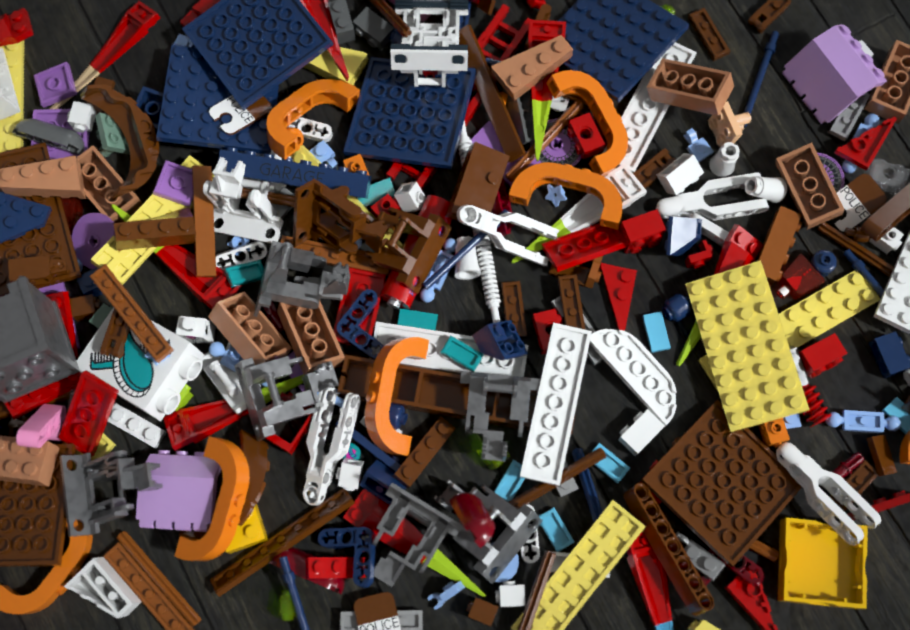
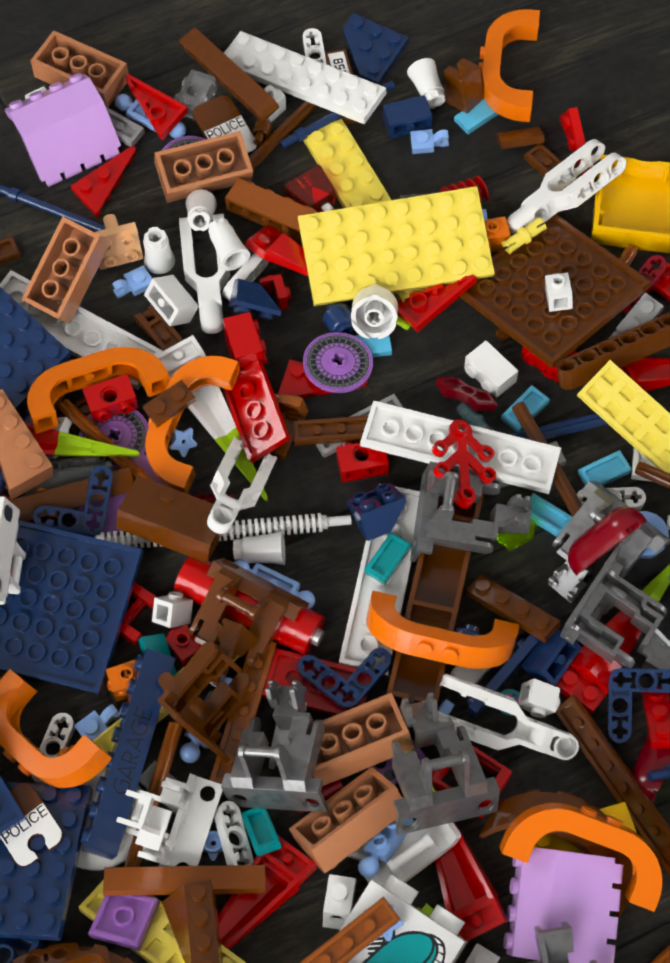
camera: 85 degrees left, 10 degrees down
(417, 319) = (337, 614): teal tile -> none
(456, 258) = (261, 550): dark blue bar -> none
(483, 125) = (81, 515): none -> dark blue beam
(514, 306) = (324, 500): reddish brown tile -> none
(540, 402) = (464, 460): none -> red plant
(577, 175) = (169, 403): none -> reddish brown plate
(590, 422) = (472, 416): none -> clear light blue pin
(612, 420) = (476, 398): none -> dark red tile
(638, 371) = (417, 364): white plate -> none
(641, 294) = (327, 374): none -> piece
(681, 332) = (384, 309): none -> white brick
(698, 378) = (429, 303): none -> red wing
(713, 483) = (558, 292): none -> white brick
(731, 210) = (228, 246): none -> white plant
(773, 457) = (524, 235): none -> light yellow pin
(788, 110) = (99, 184): none -> red wing
(822, 355) = (407, 174): red brick -> none
(823, 262) = (295, 164): dark blue head -> none
(851, 463) = (531, 169): dark red axle -> none
(863, 421) = (482, 148): light blue plate -> none
(868, 372) = (424, 141): none -> light blue plate

